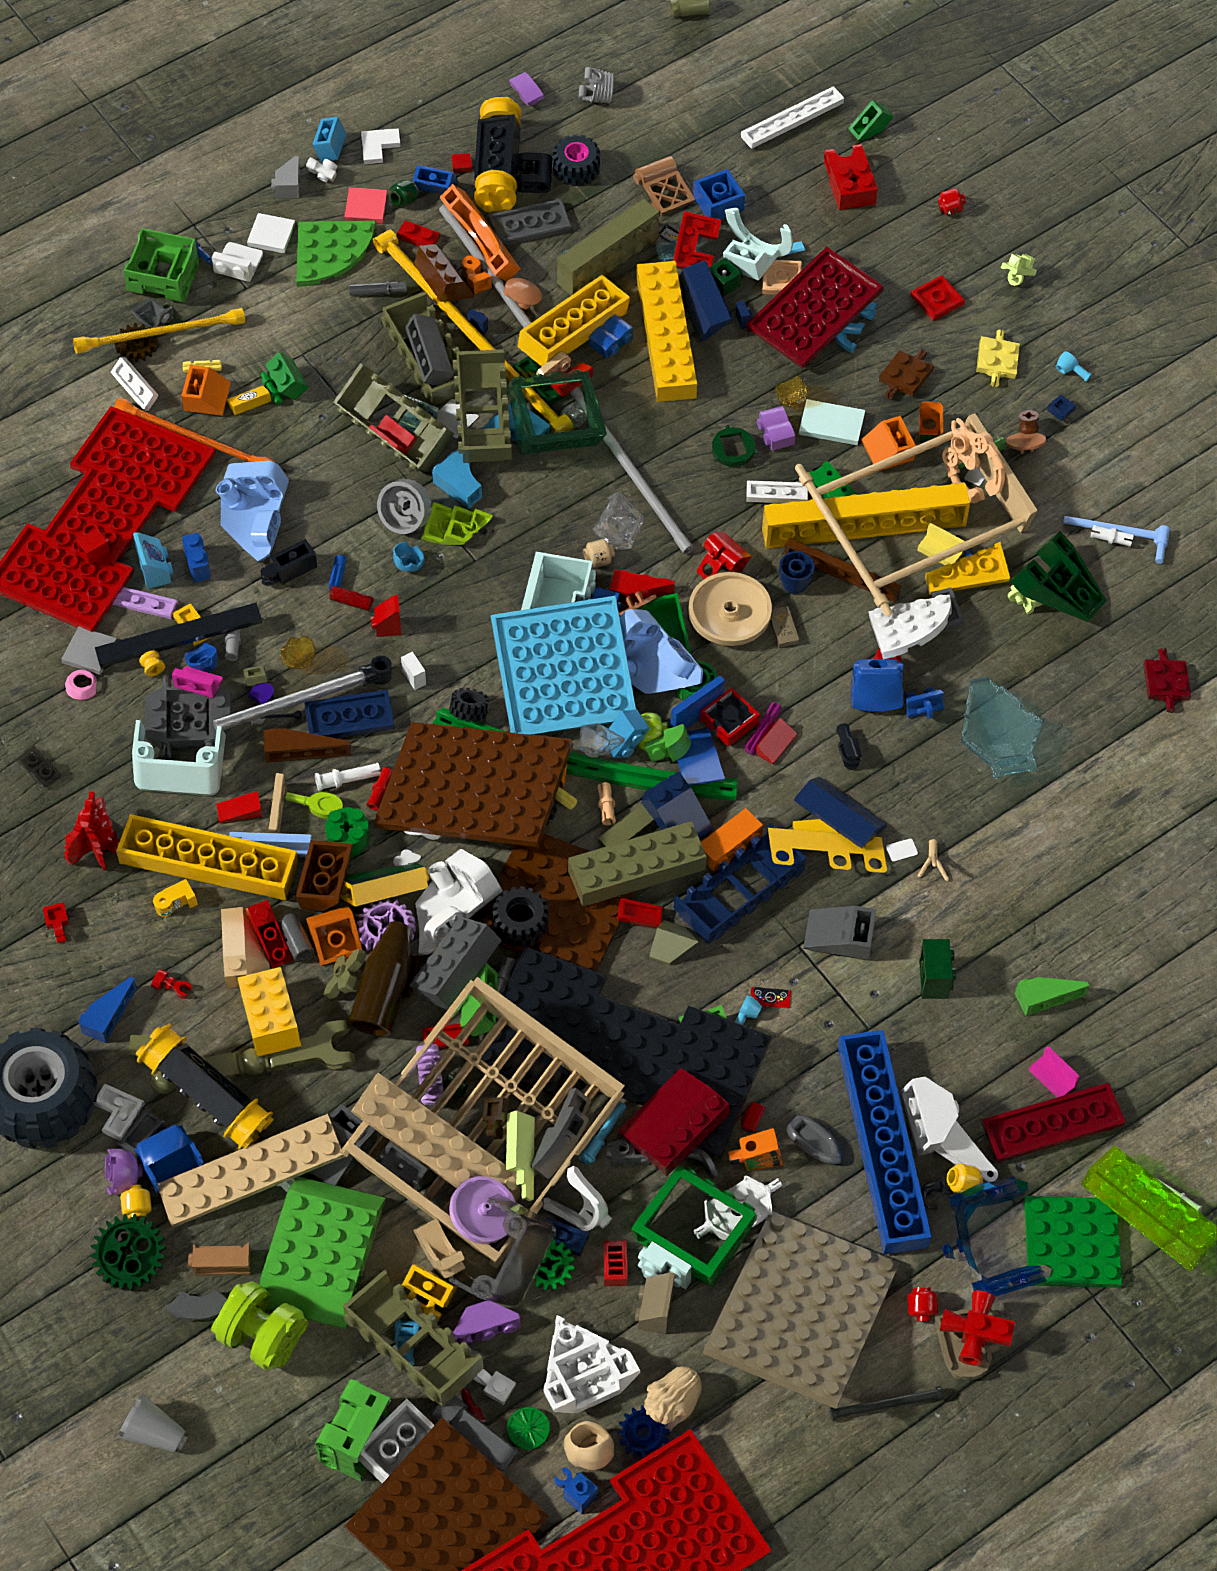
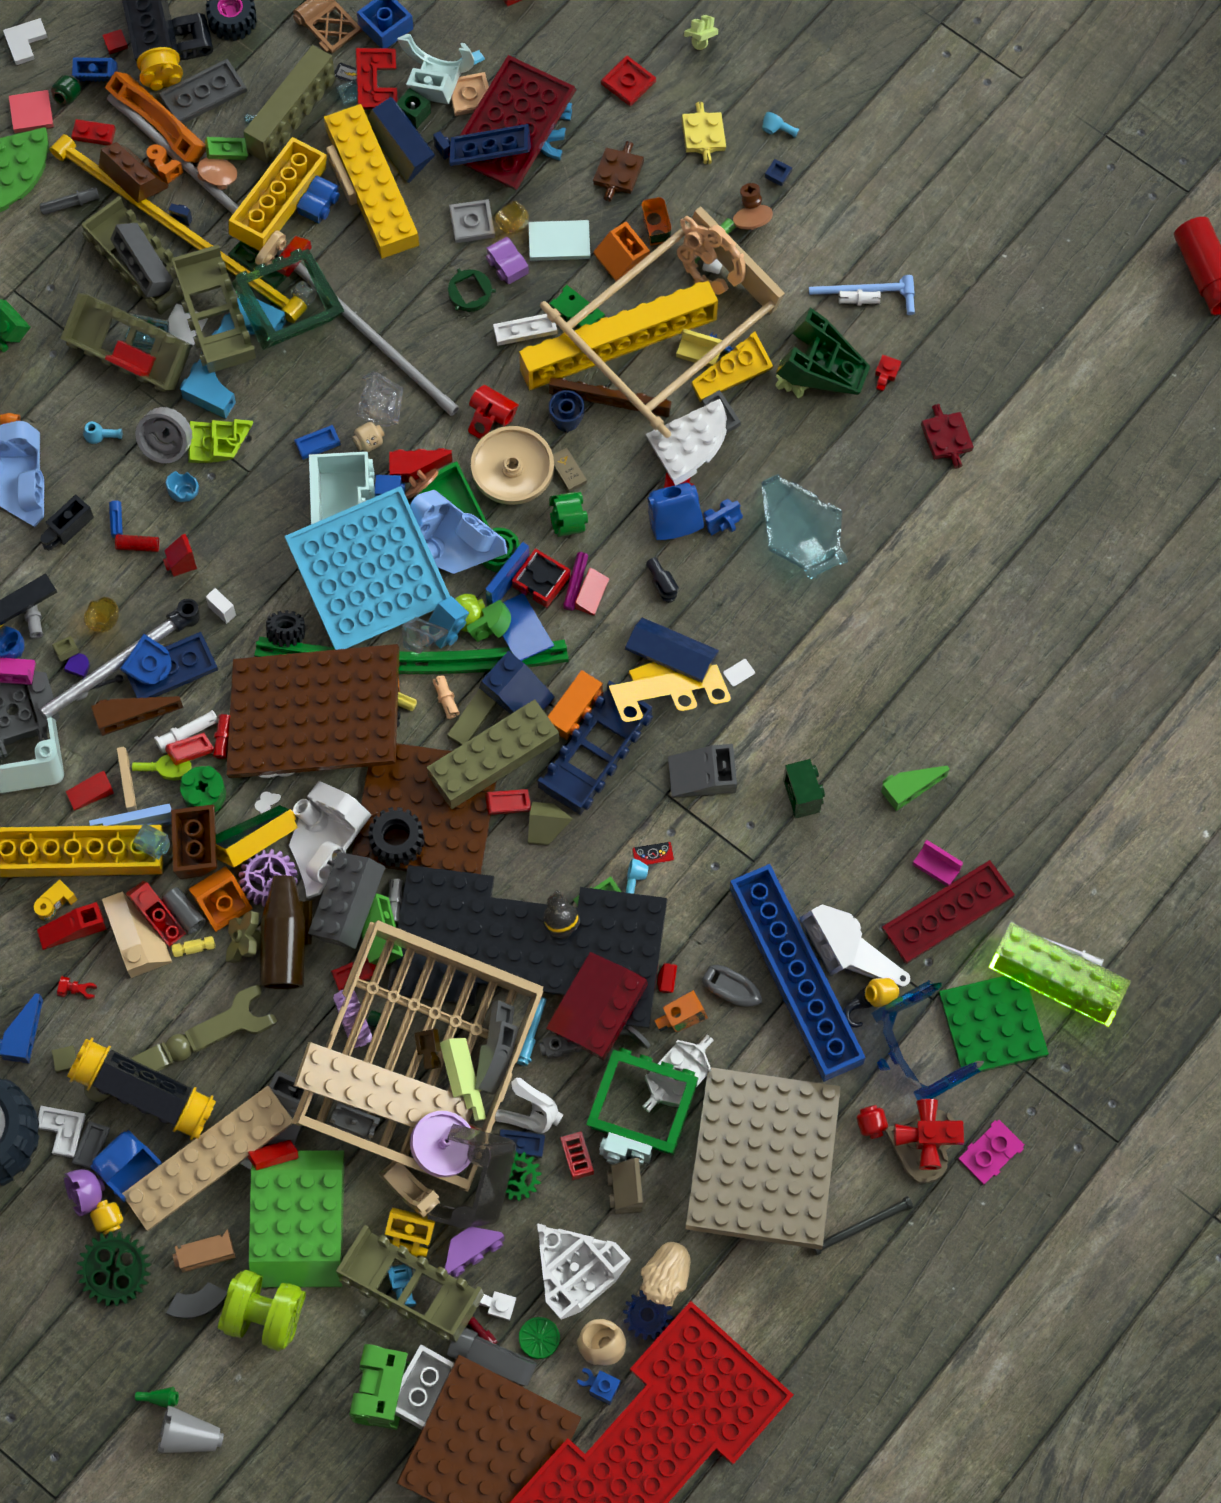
camera: 15 degrees left, 10 degrees up
(135, 1386) = (161, 1397): none -> green cone
(185, 925) = (72, 926): none -> red slope
(269, 1011) = (180, 995): yellow brick -> none
(283, 862) = (152, 841): none -> clear light blue brick
(299, 973) = (193, 946): none -> light yellow axle
(314, 1182) = (273, 1155): none -> red tile
(328, 703) = (148, 662): none -> blue tile
(340, 493) = (99, 433): none -> medium azure bar
(345, 791) = (189, 748): none -> red tile
(537, 273) = (226, 148): none -> bright green plate
(555, 546) = (317, 442): none -> blue tile
(639, 320) = (341, 175): none -> tan tile
(660, 1027) = (560, 916): none -> clear smoke hair
(752, 387) = (472, 221): none -> light grey tile
(771, 664) = (567, 514): none -> green brick
(787, 321) = (490, 144): none -> dark blue slope
(935, 861) = (771, 673): tan plant -> none
(1038, 1366) = (991, 1152): none -> dark pink piece
(1123, 607) = (886, 370): none -> red plate

